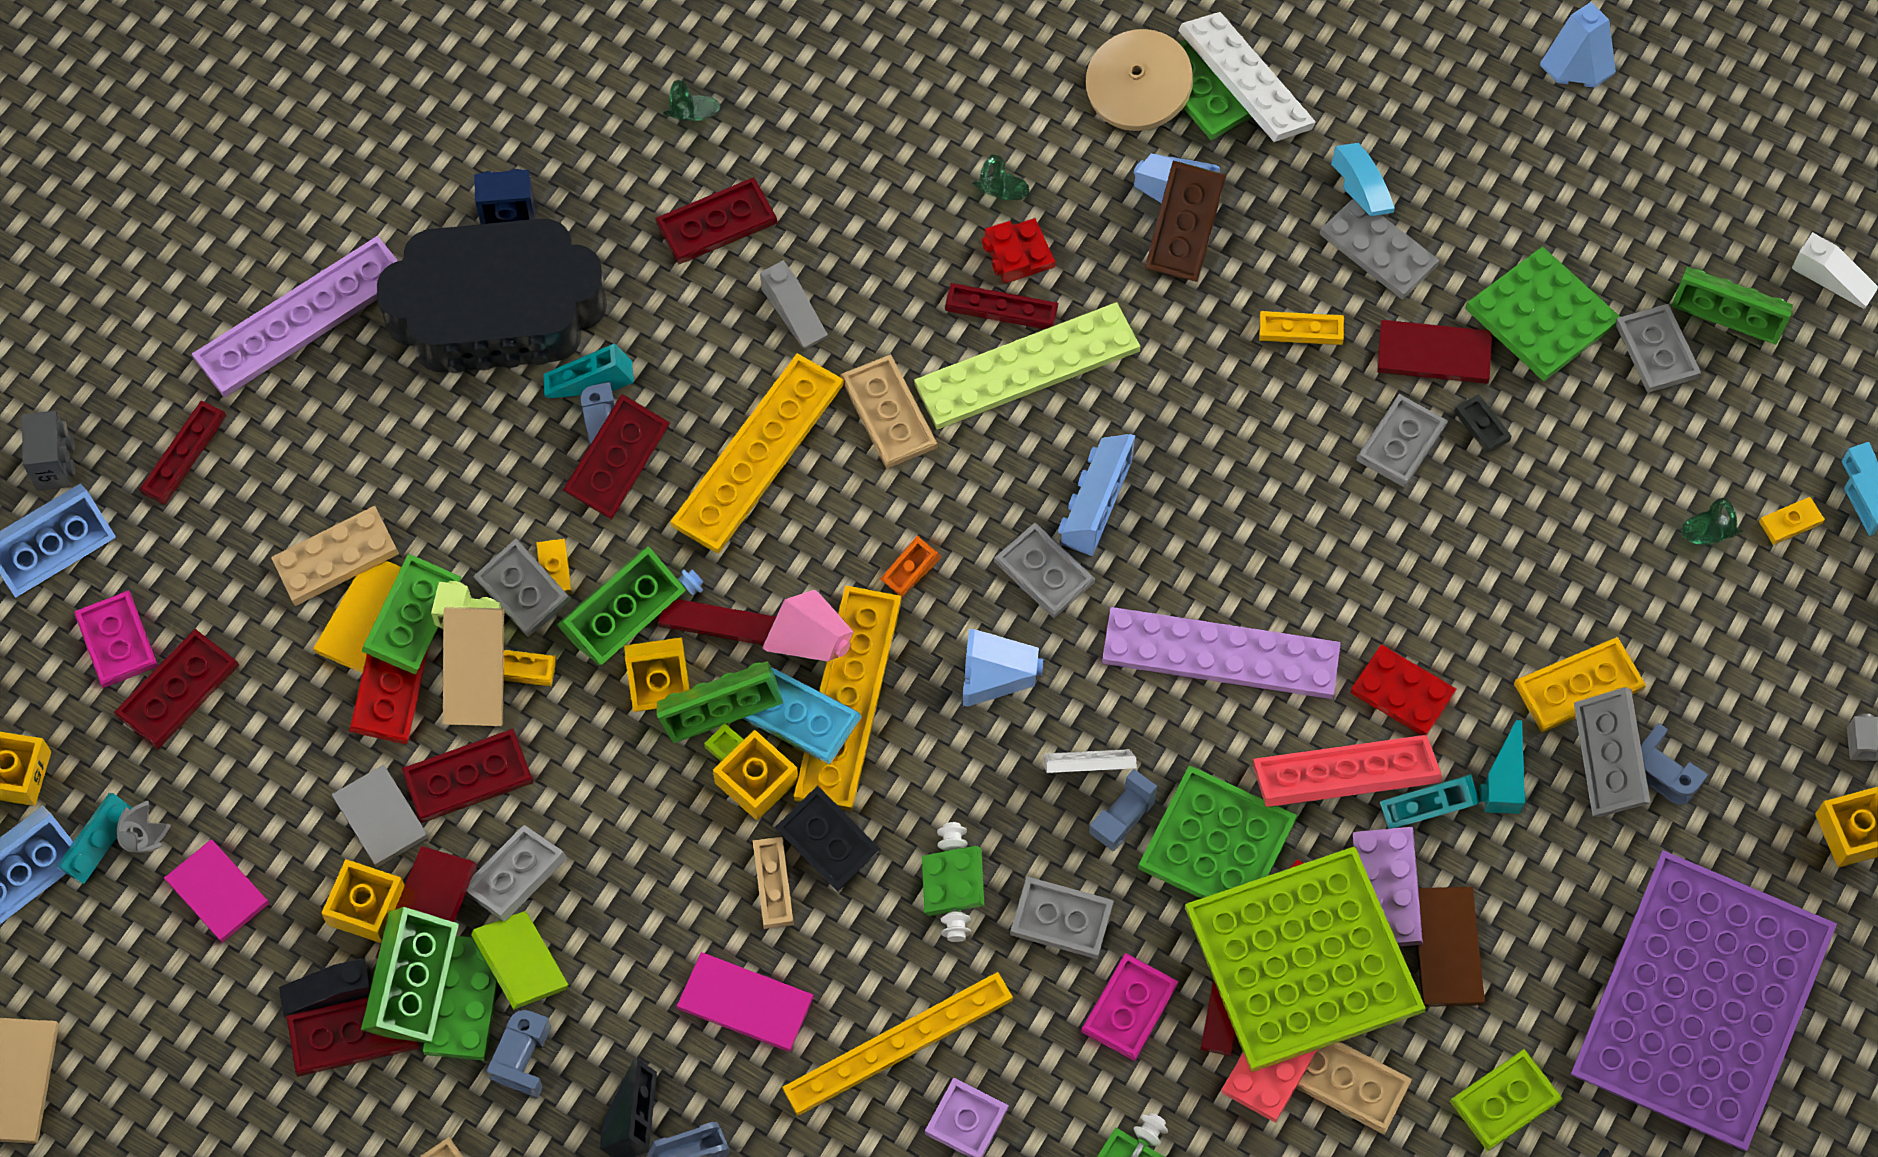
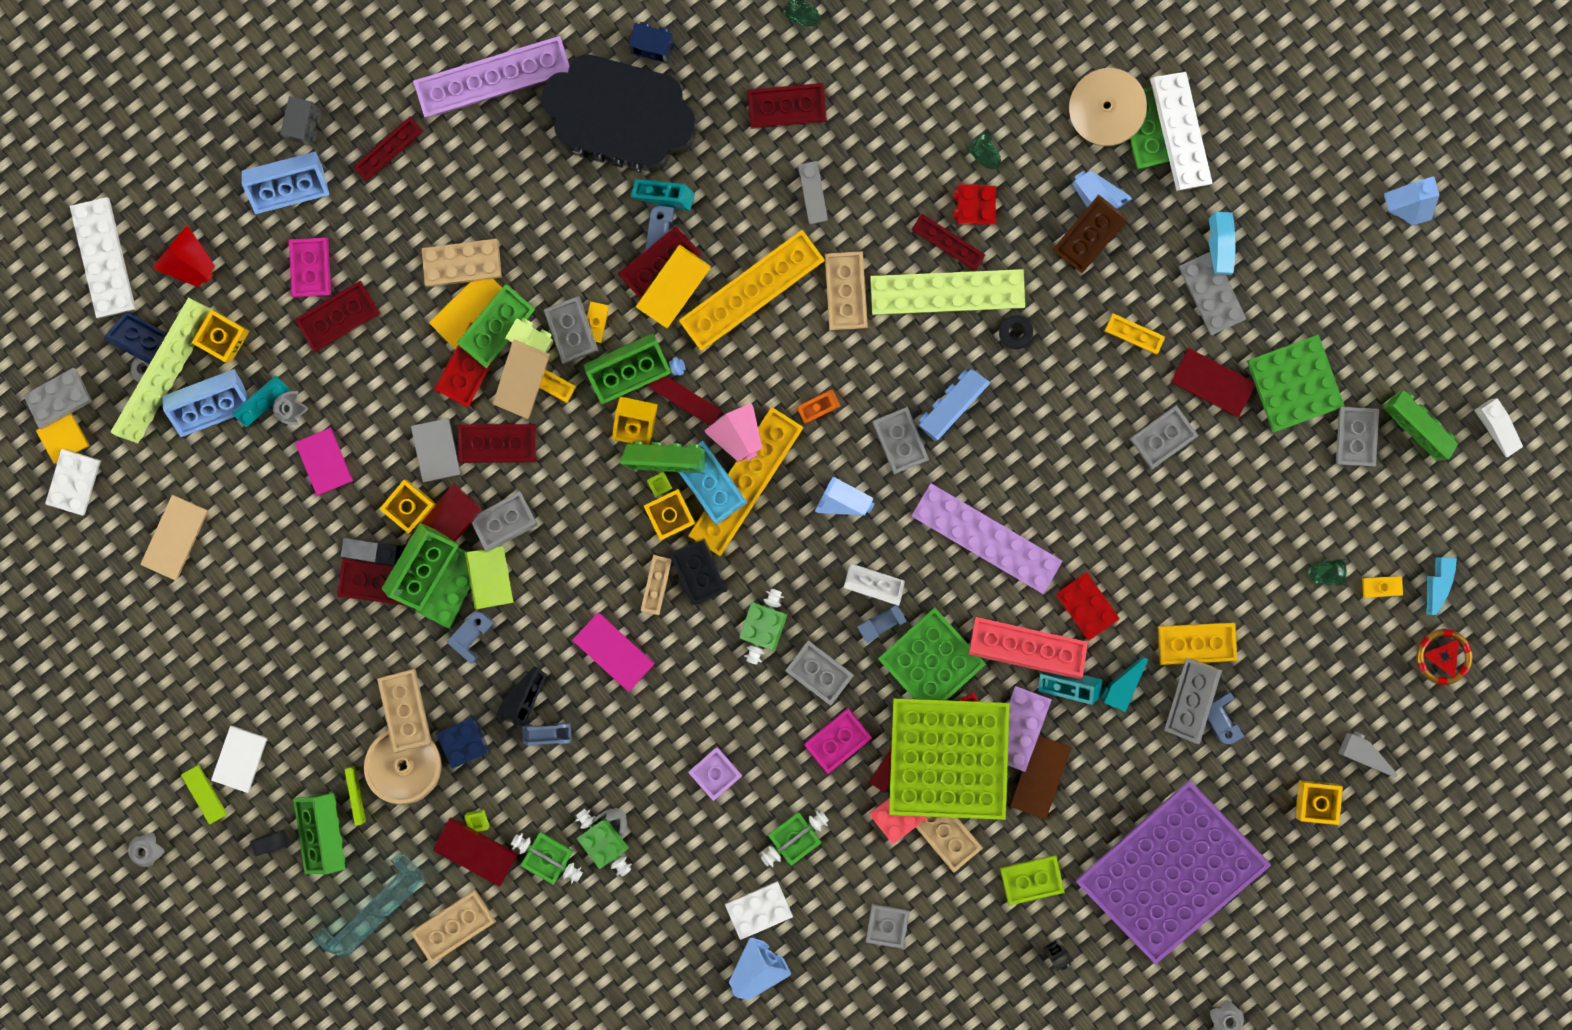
camera: 20 degrees right, 25 degrees up
(646, 478) = (673, 286): none -> yellow tile
(897, 1044) = (693, 713): yellow plate -> none
(1141, 365) = (1027, 329): none -> black tyre
(1483, 424) = (1219, 447): pearl dark grey plate -> none

